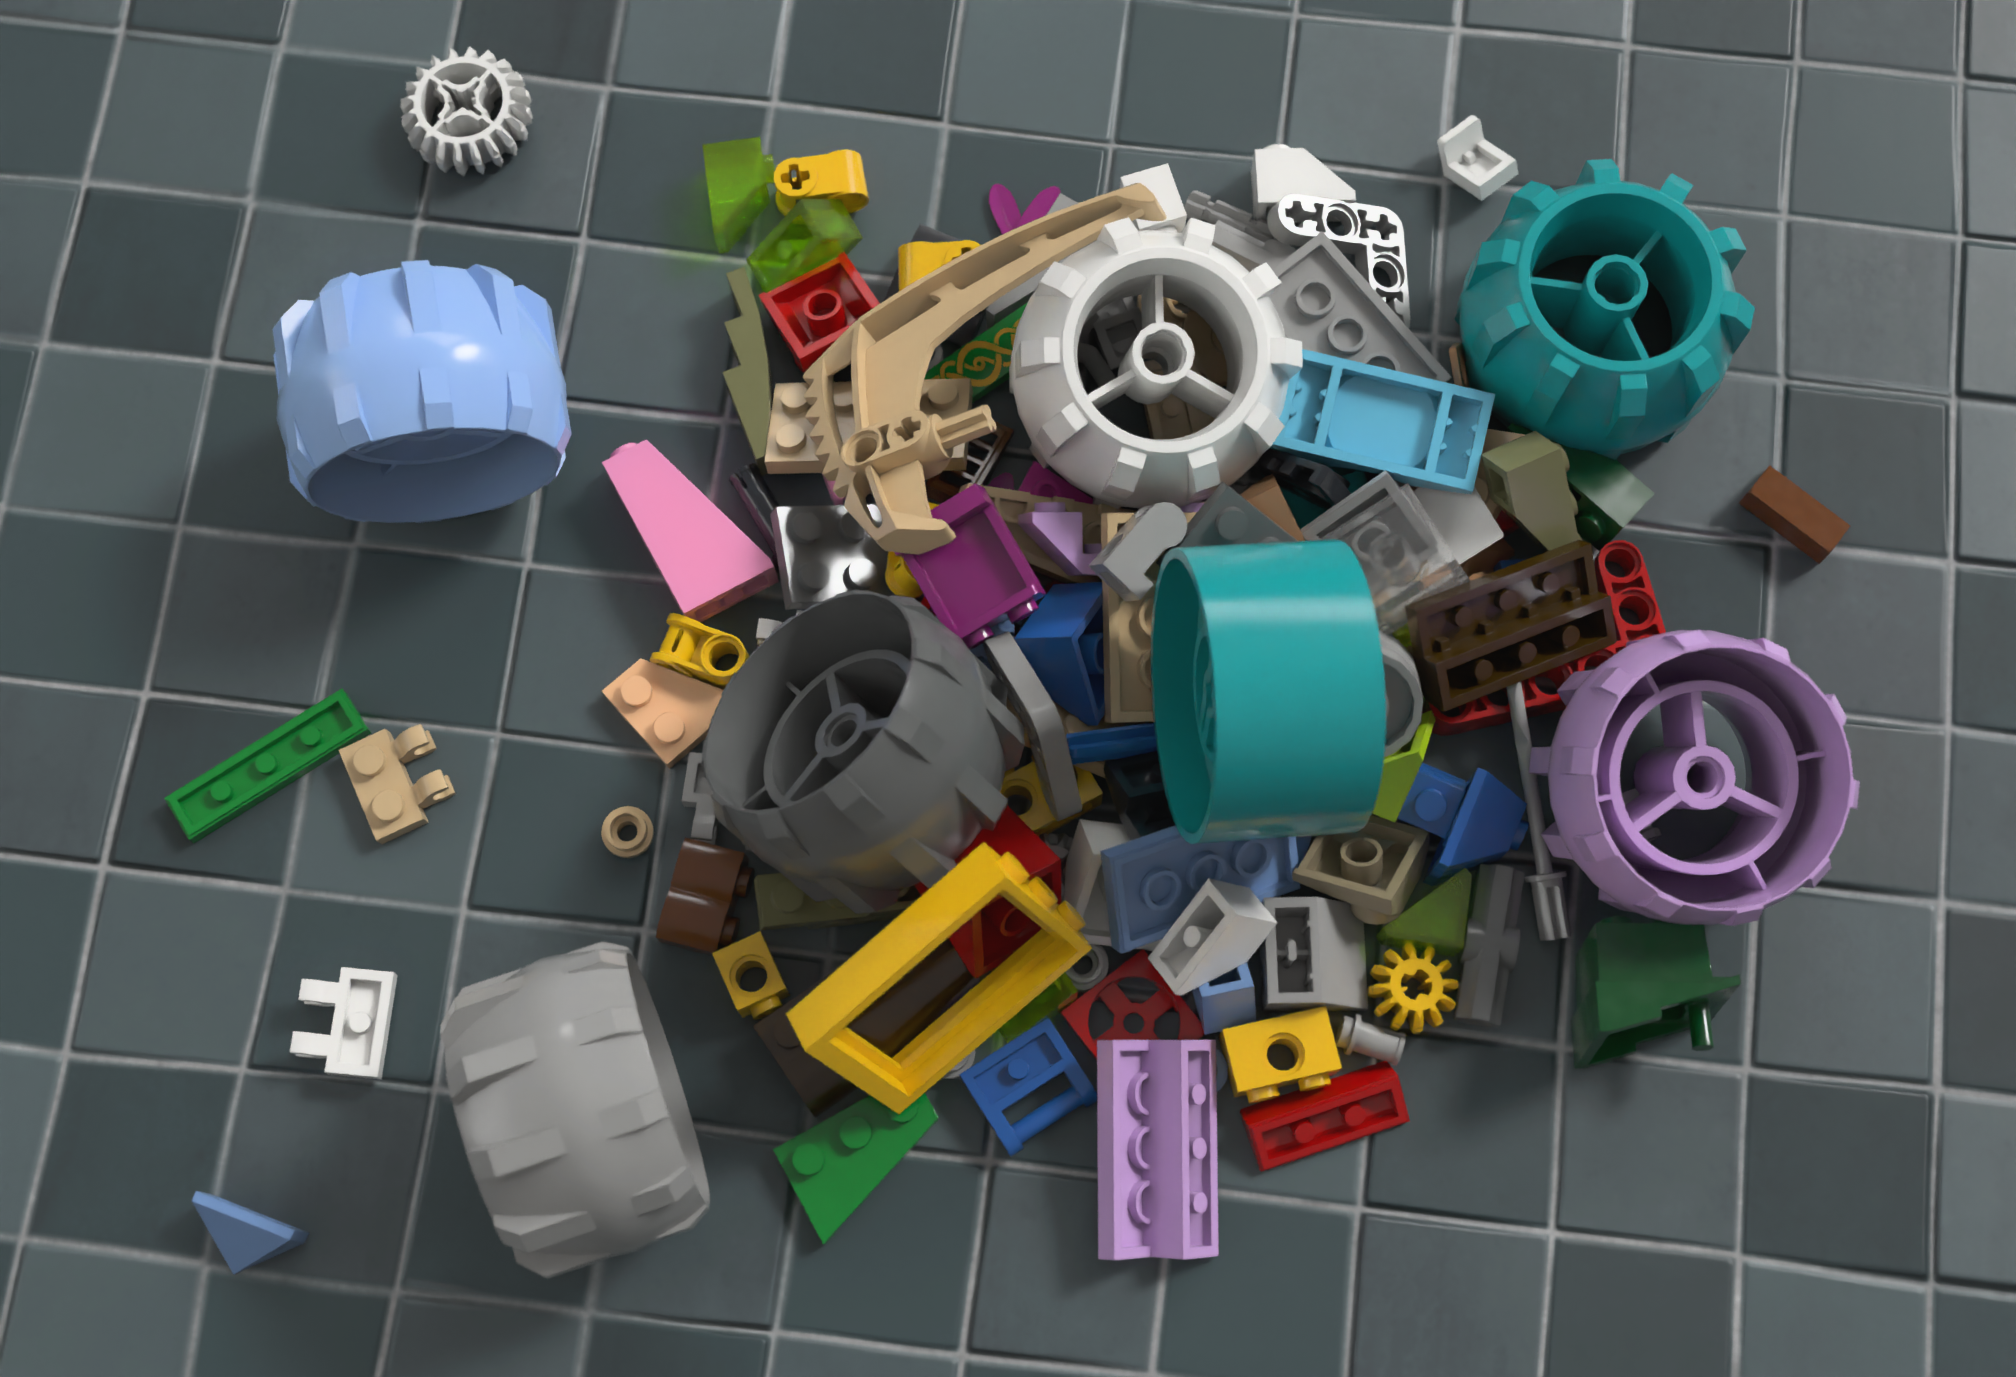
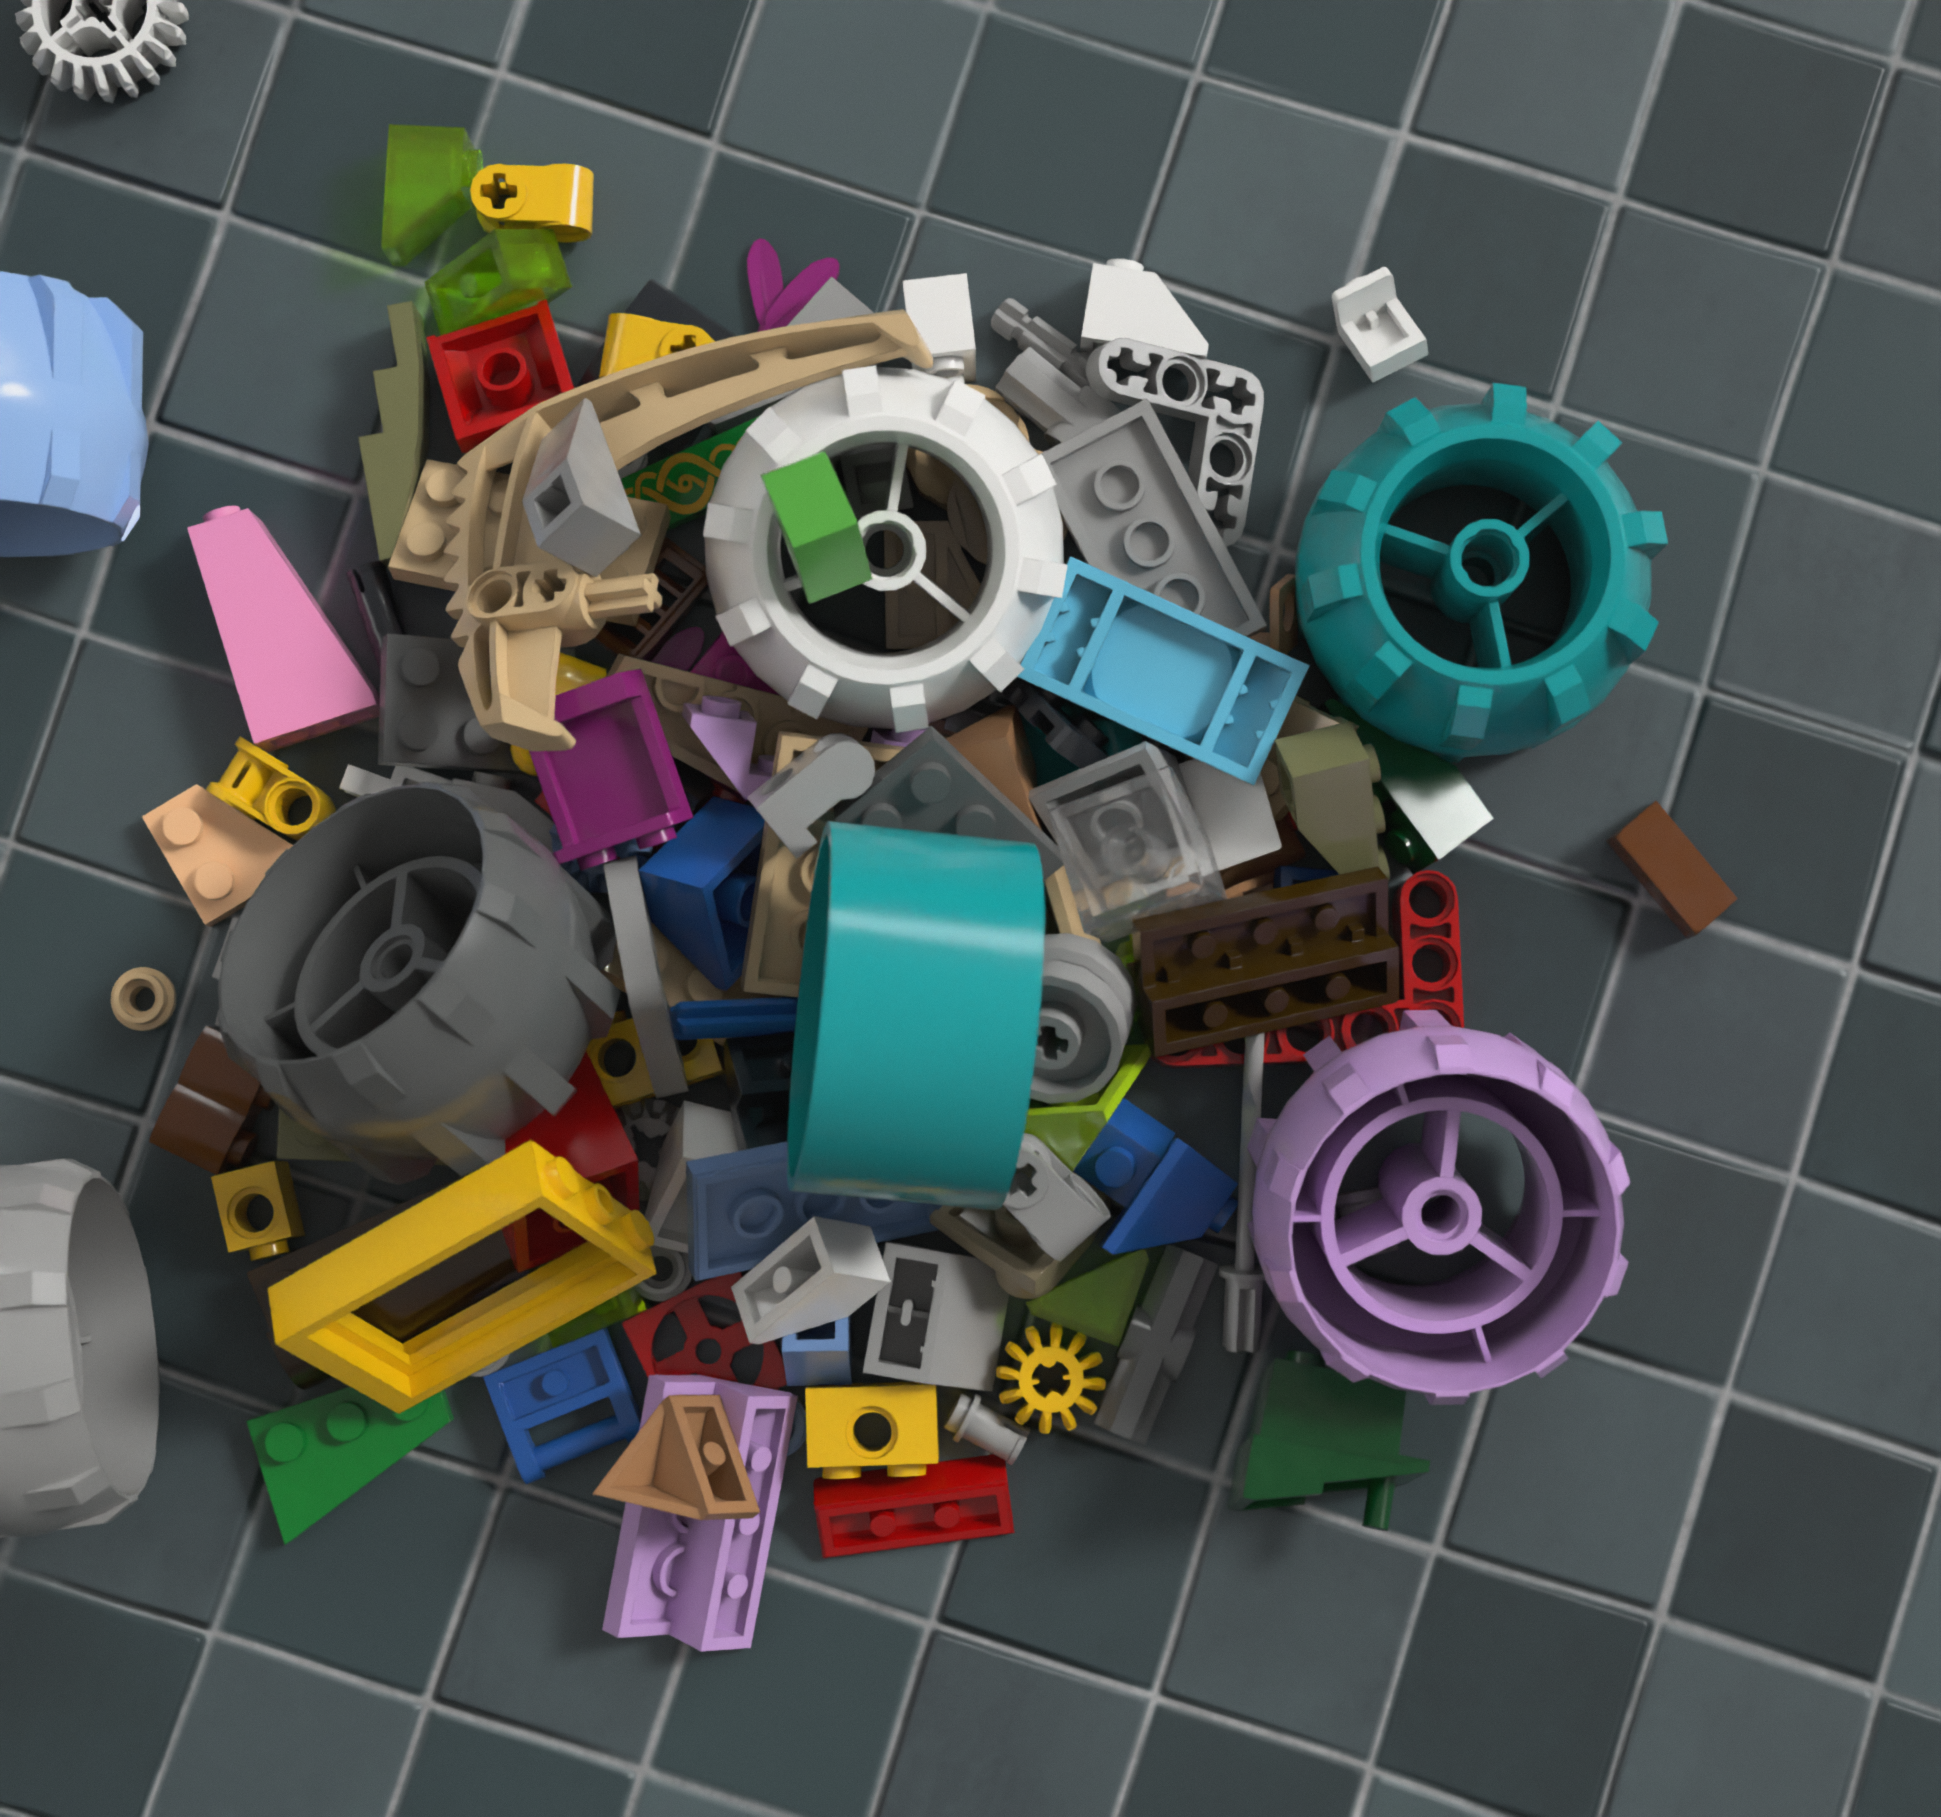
camera: 15 degrees right, 10 degrees up
(917, 362) = (577, 495): none -> light grey slope
(1113, 338) = (817, 526): none -> bright green slope
(1142, 1100) = (684, 1463): none -> medium nougat slope
(1396, 838) = (1054, 1202): none -> light grey piece

